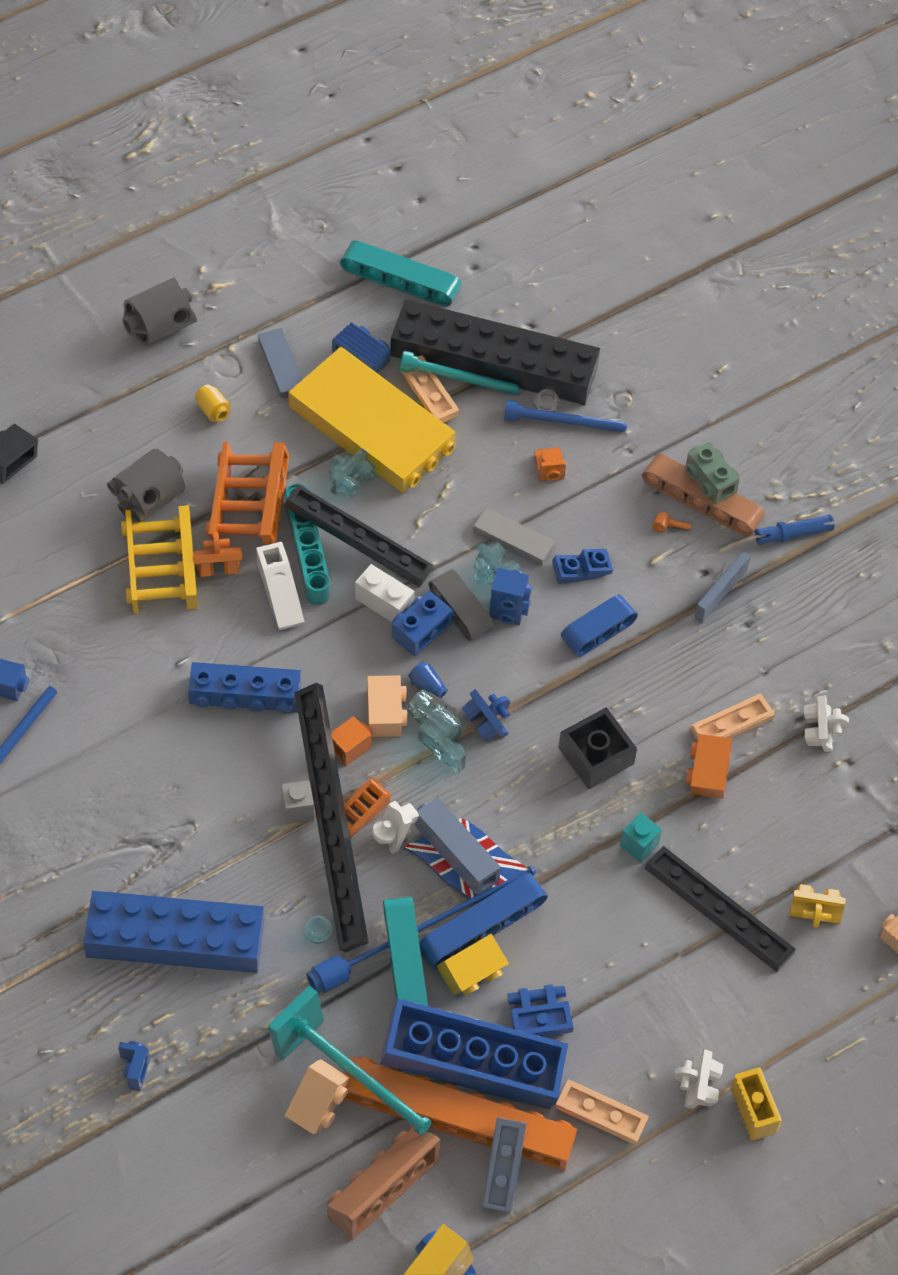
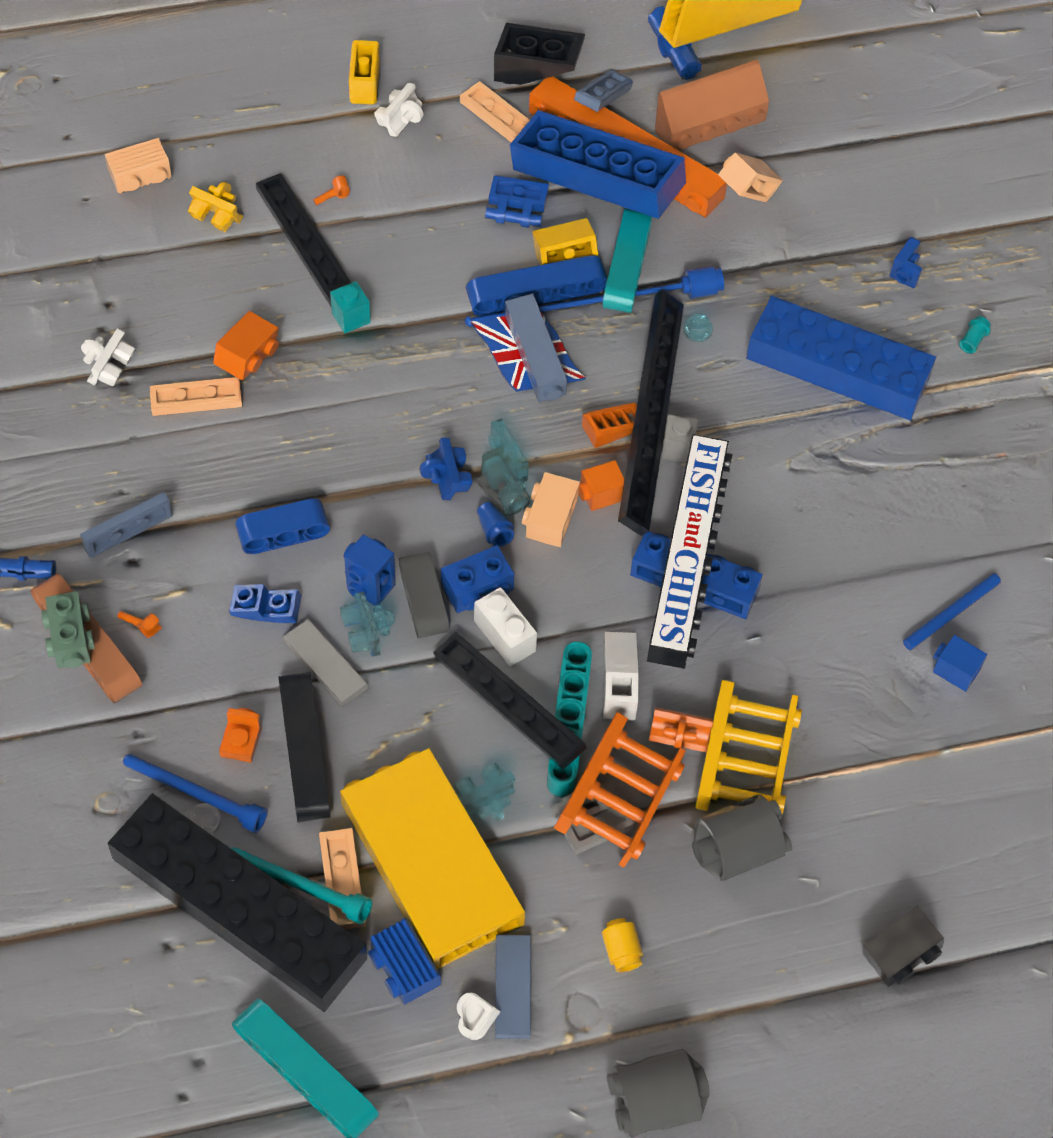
camera: 160 degrees left, 0 degrees up
(50, 1010) = (977, 331): none -> teal pin
(254, 675) = (688, 551): none -> brick
(299, 1023) = (746, 237): teal tile -> none
(300, 336) = (476, 1016): none -> white tile
(395, 825) = (589, 379): white hips -> none
(499, 467) = (304, 747): none -> black beam
(589, 1179) = (535, 53): none -> black slope
(597, 748) = (352, 394): black brick -> none
(715, 973) = (339, 189): none -> orange hand

